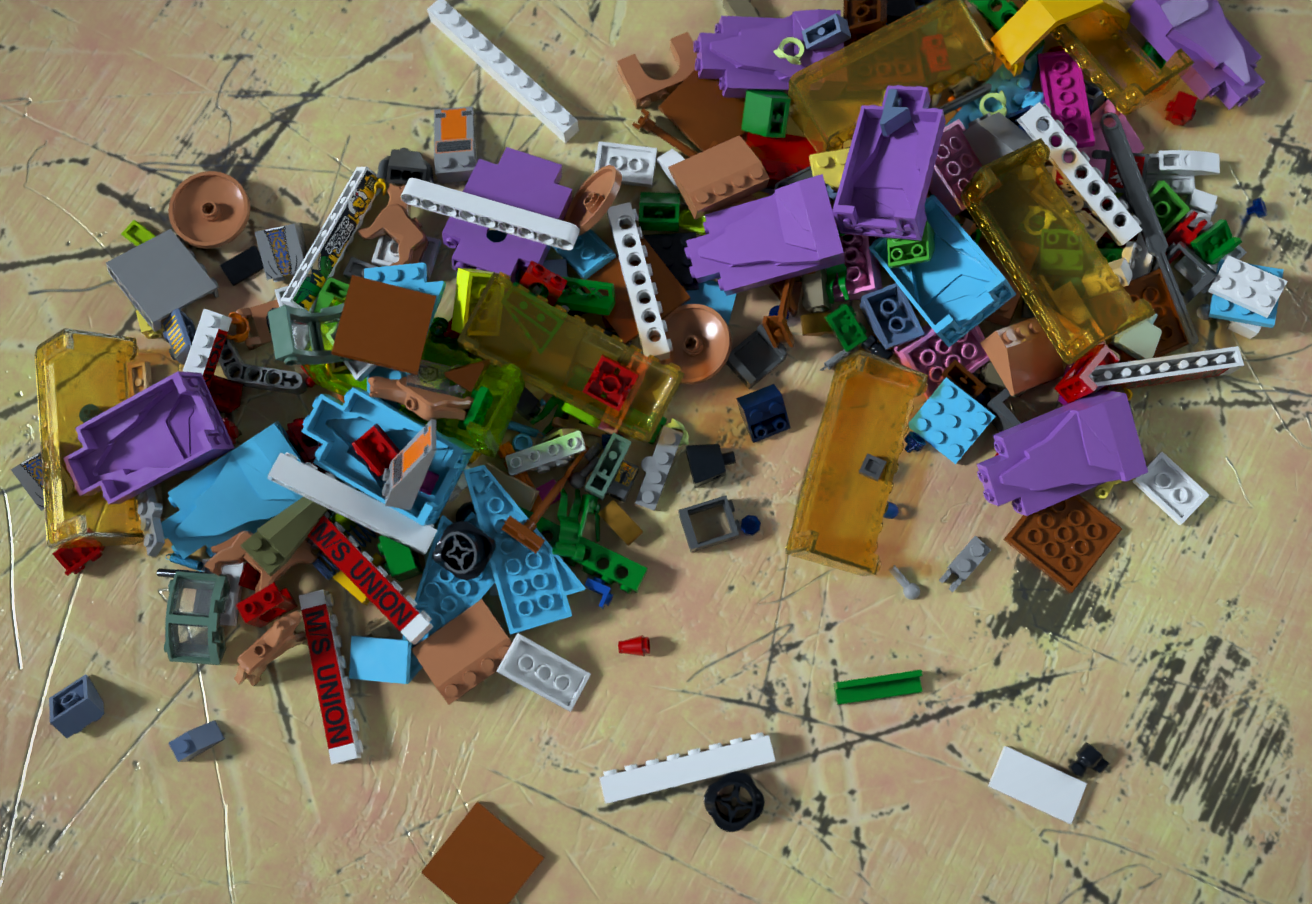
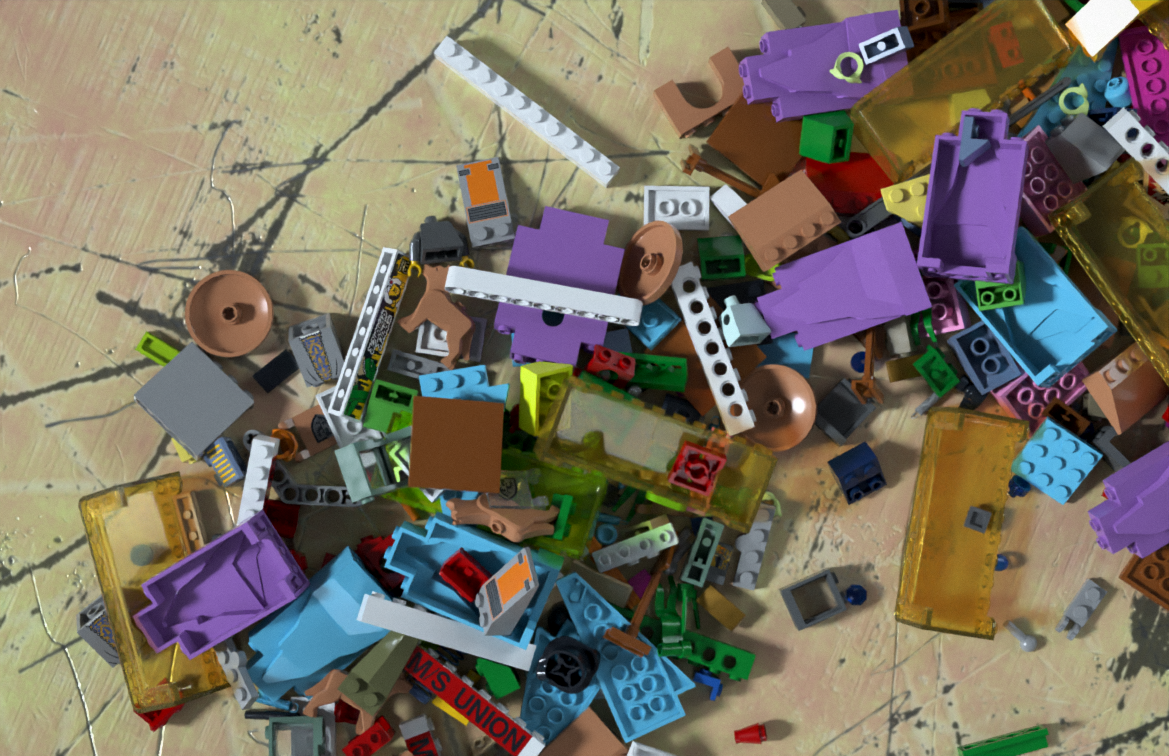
camera: 15 degrees left, 10 degrees up
(469, 375) = (548, 482): reddish brown slope -> none
(670, 263) = (742, 323): none -> light aqua torso
(707, 462) = (804, 534): black torso -> none

